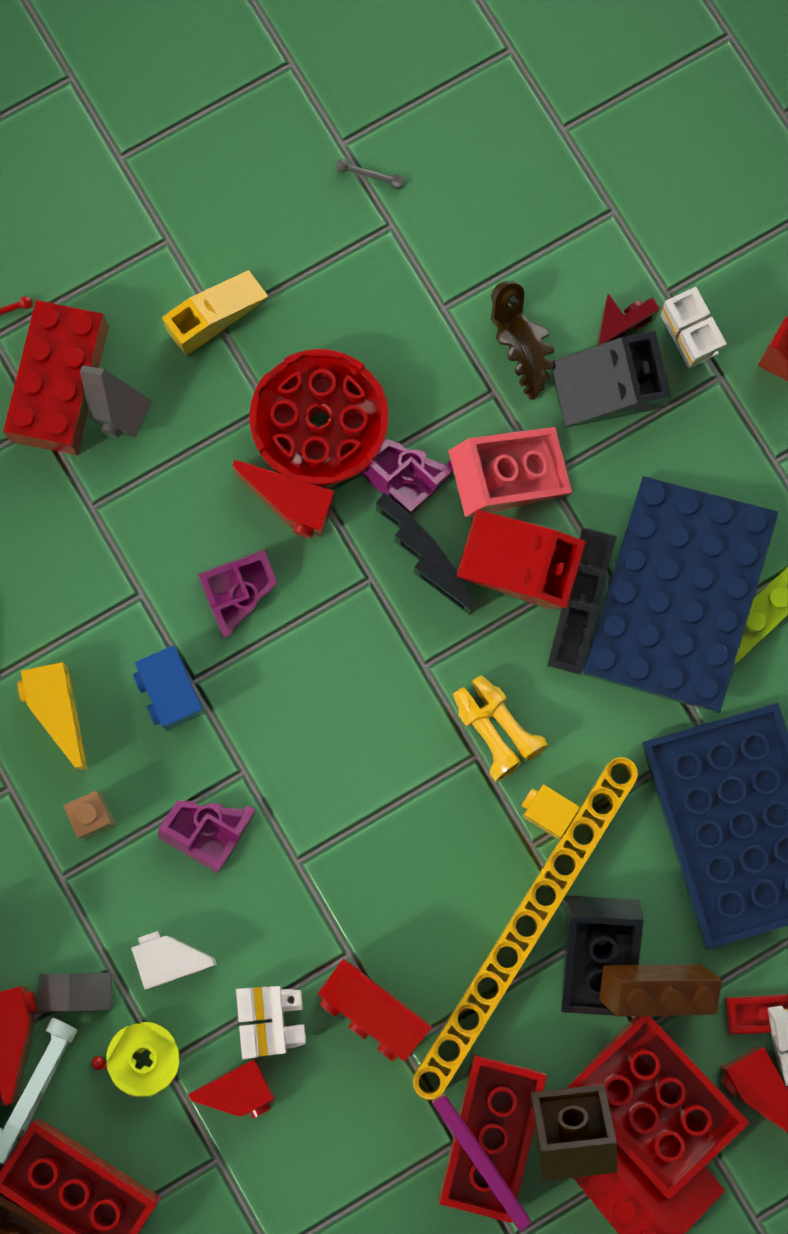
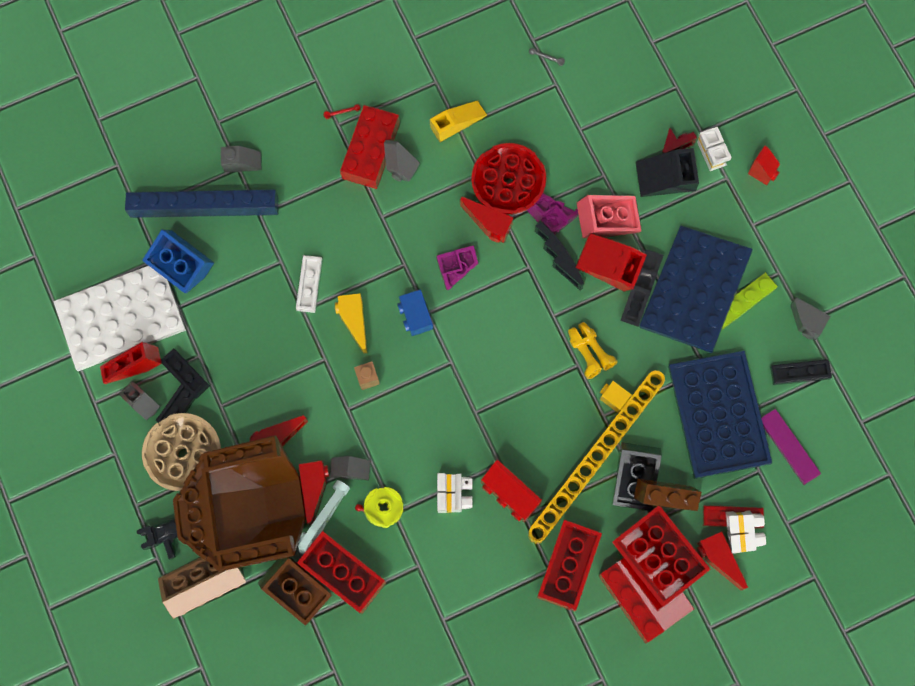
camera: 10 degrees right, 5 degrees down
(167, 959) = (401, 455): white slope -> none
(205, 831) = (427, 391): magenta slope -> none
(237, 1092) = (432, 528): red slope -> none
(482, 1162) = (562, 573): magenta tile -> none
(522, 337) = (621, 147): dark brown plant -> none
(574, 1132) = (614, 563): dark brown slope -> none

